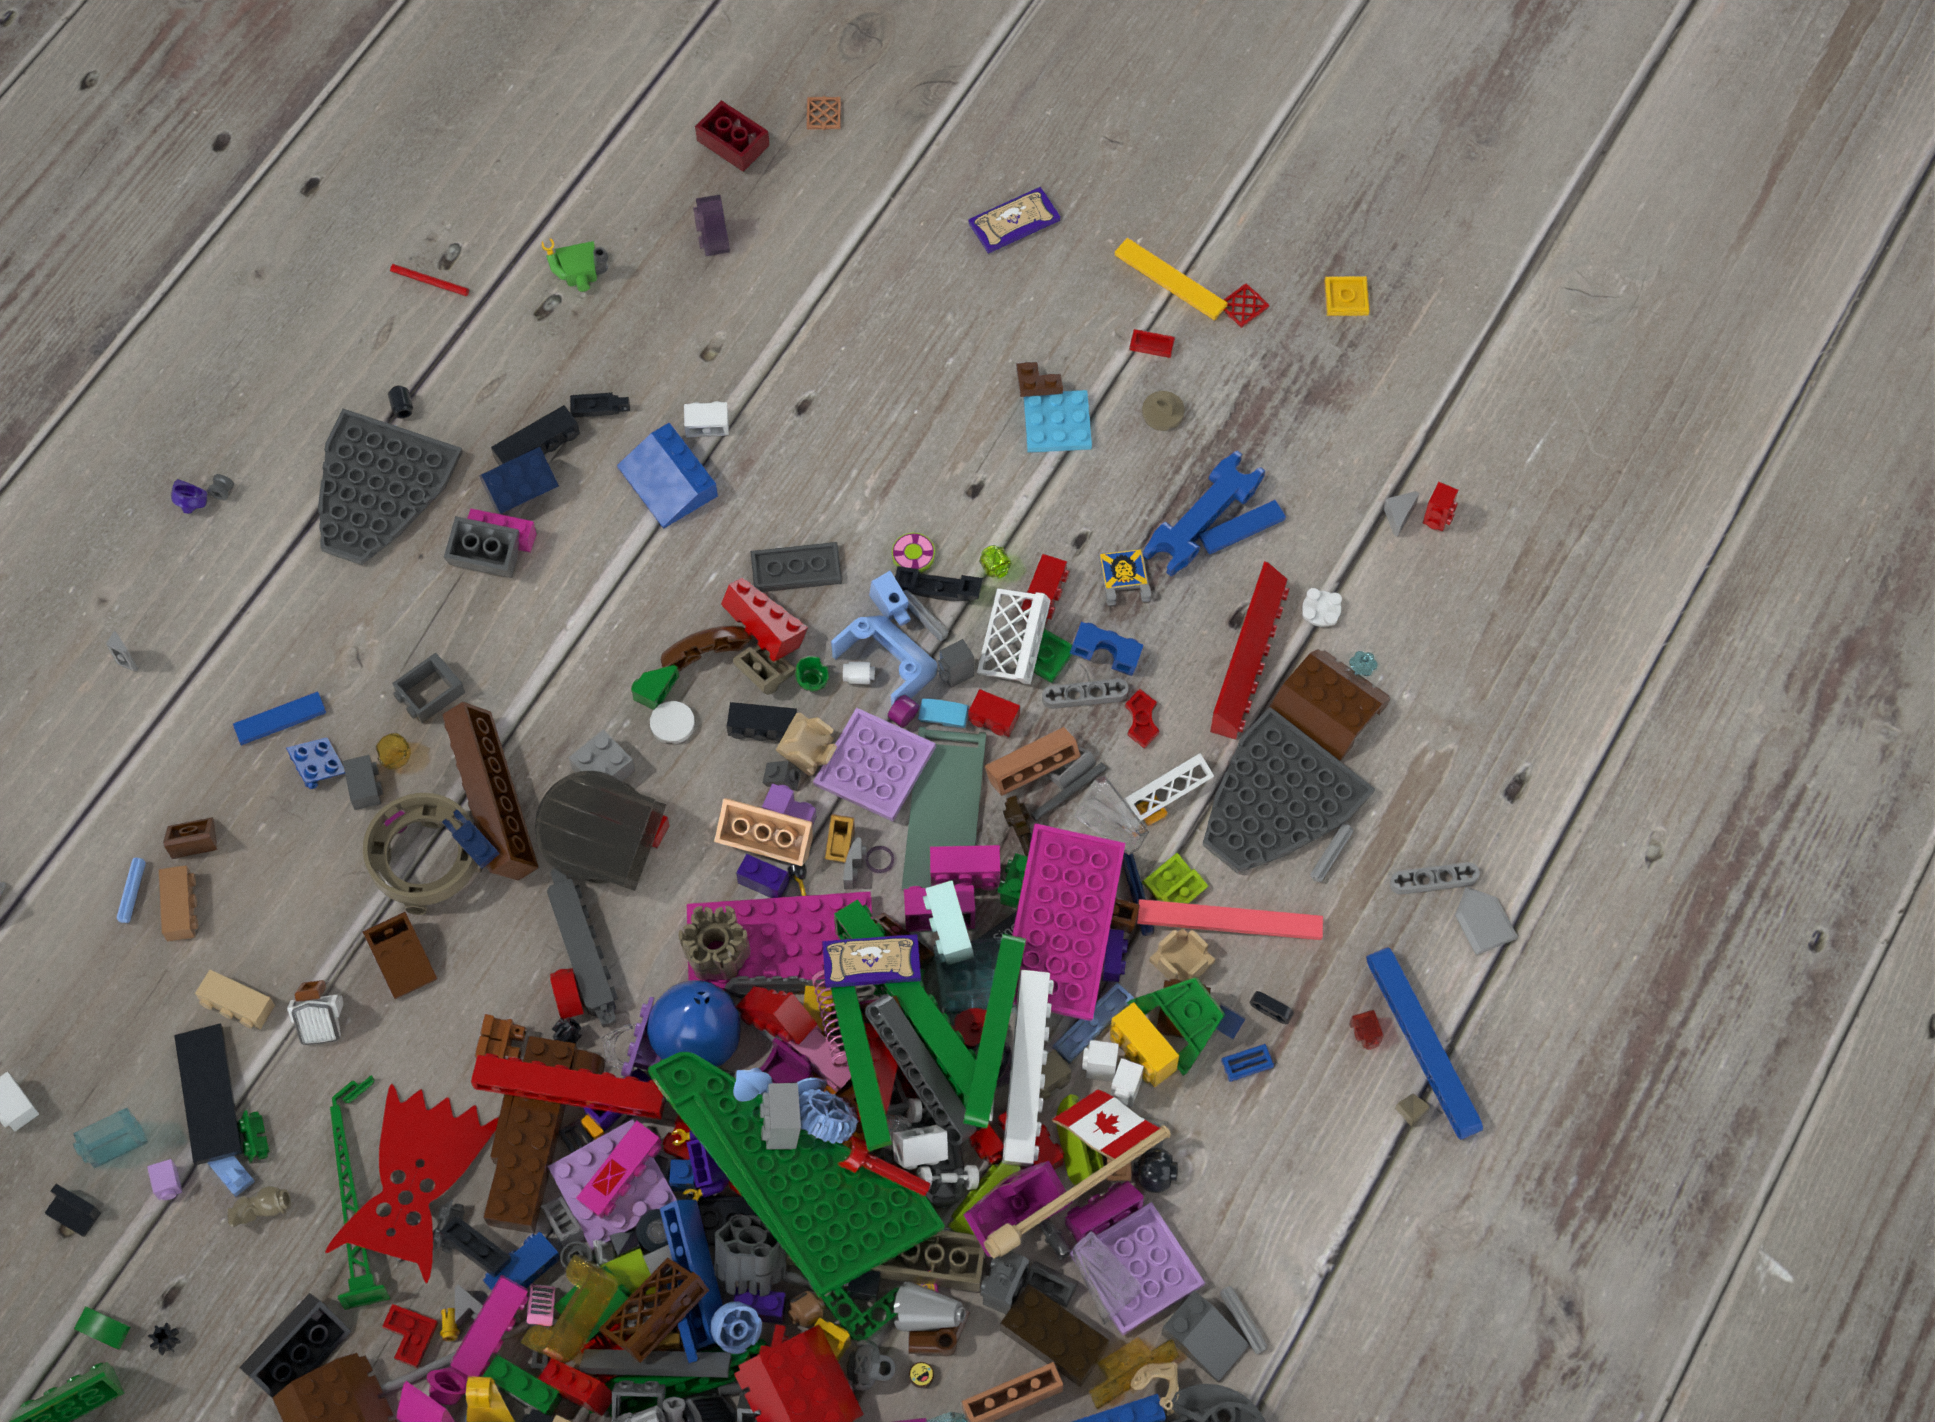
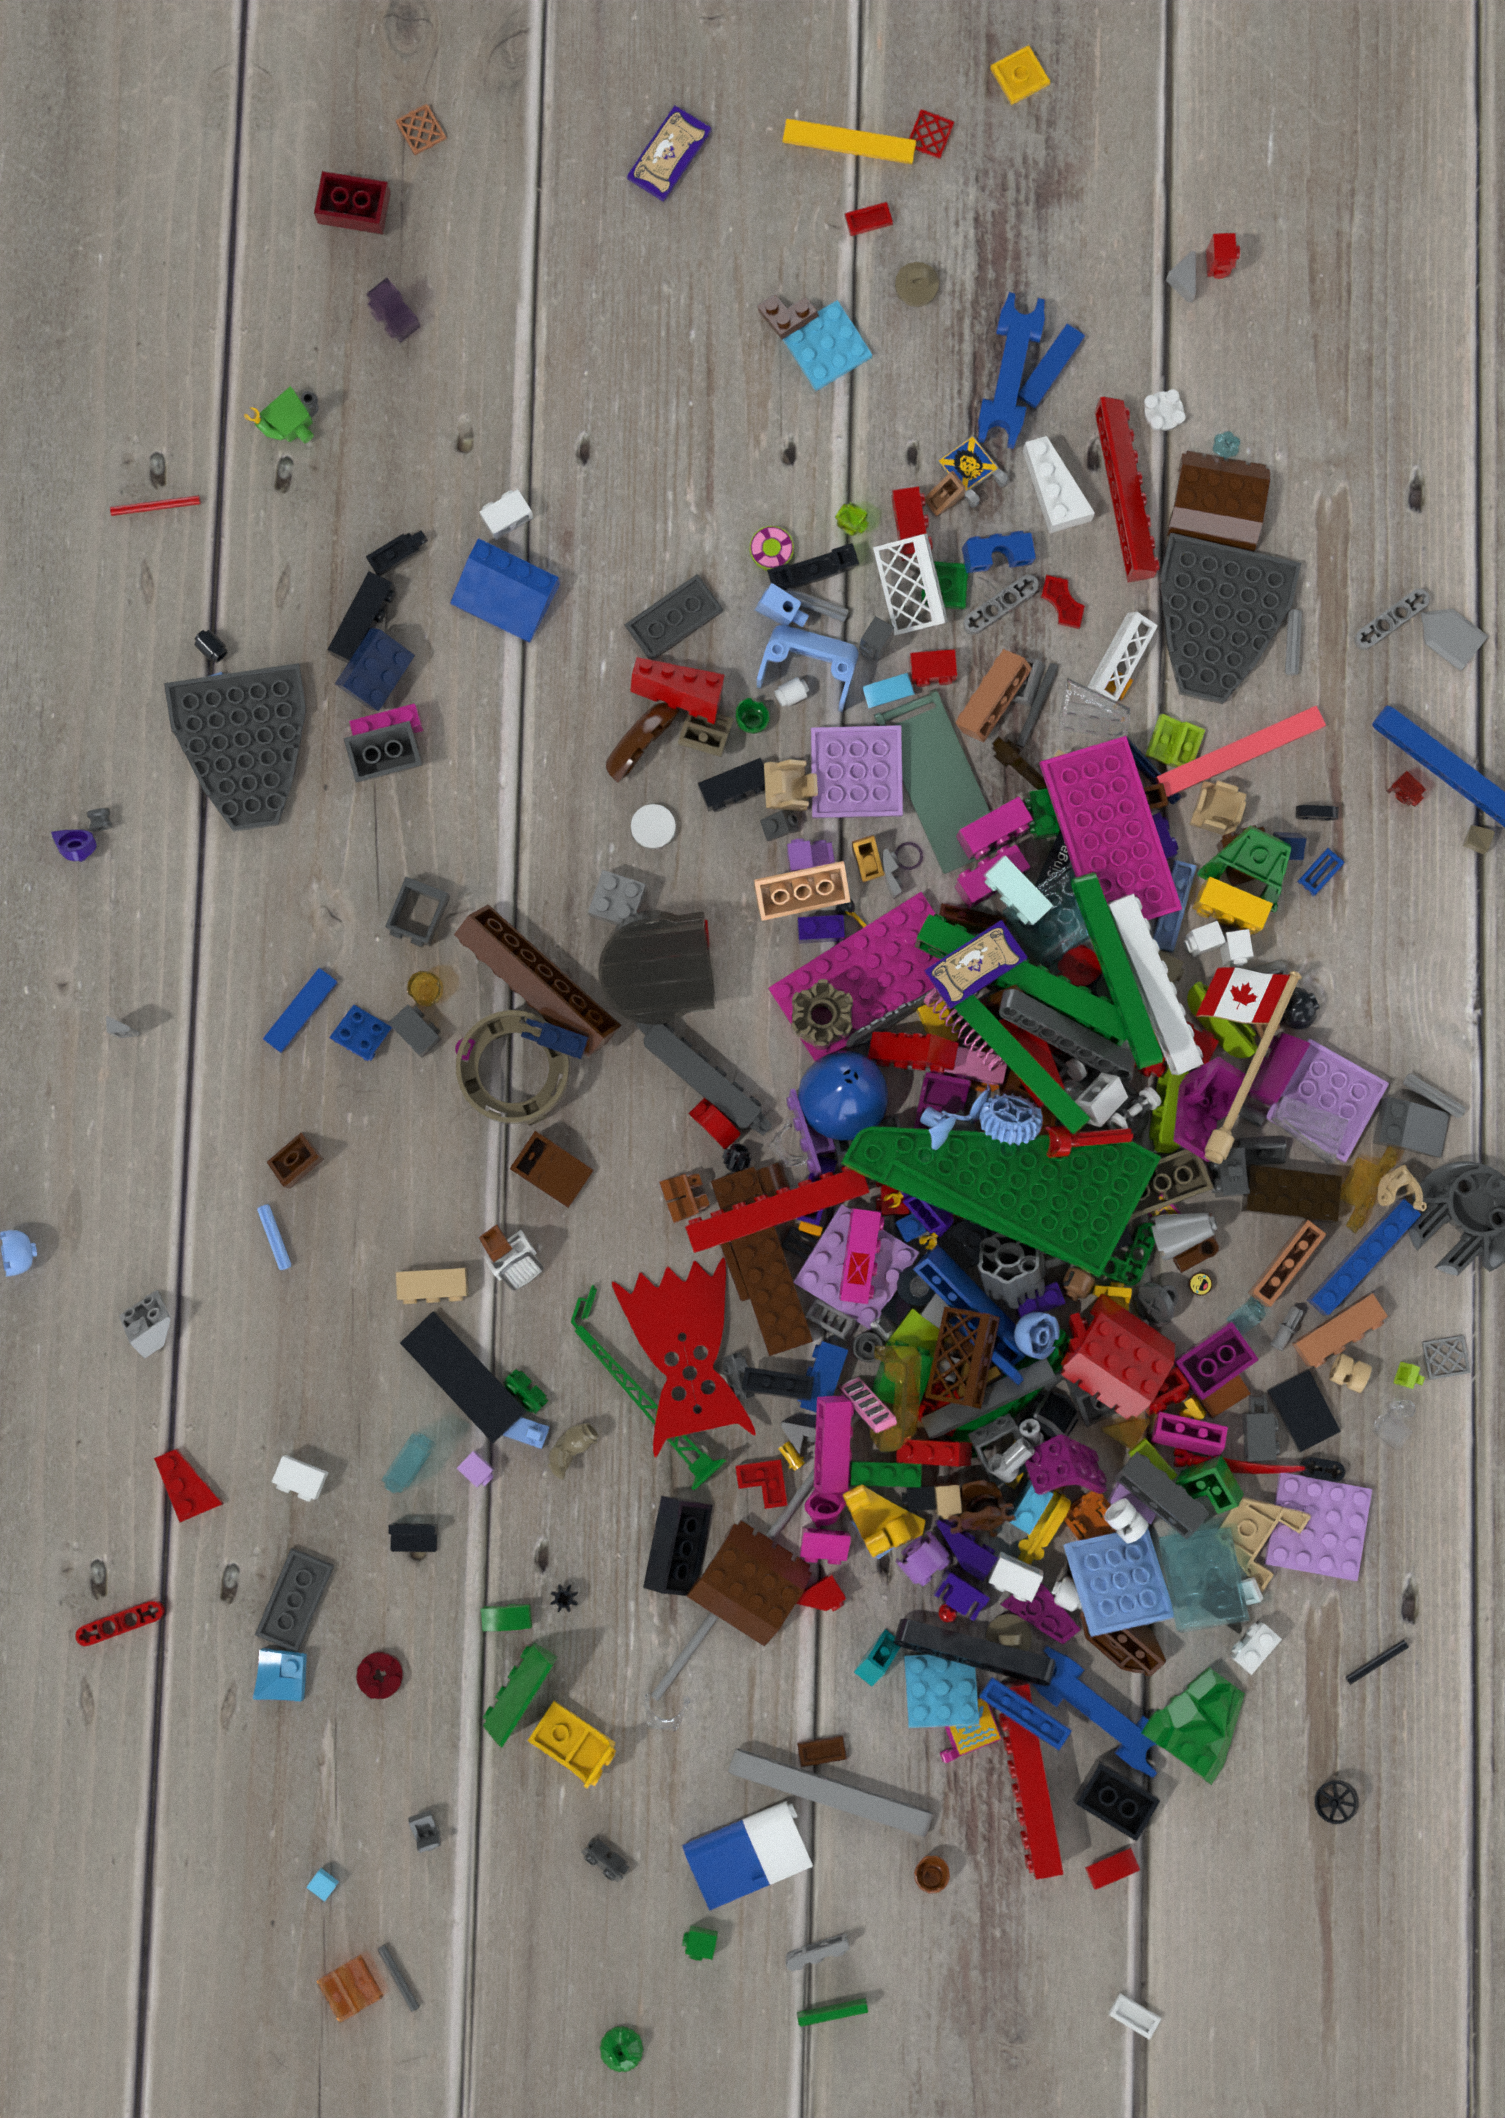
camera: 30 degrees left, 20 degrees up
(177, 903) = (325, 1227): medium nougat brick -> none
(654, 686) = (618, 802): green slope -> none
(780, 1116) = (982, 1144): light grey brick -> none
(903, 711) = (853, 708): magenta piece -> none
(1088, 581) = (945, 494): none -> medium nougat slope
(1187, 627) = (1056, 490): none -> white wedge

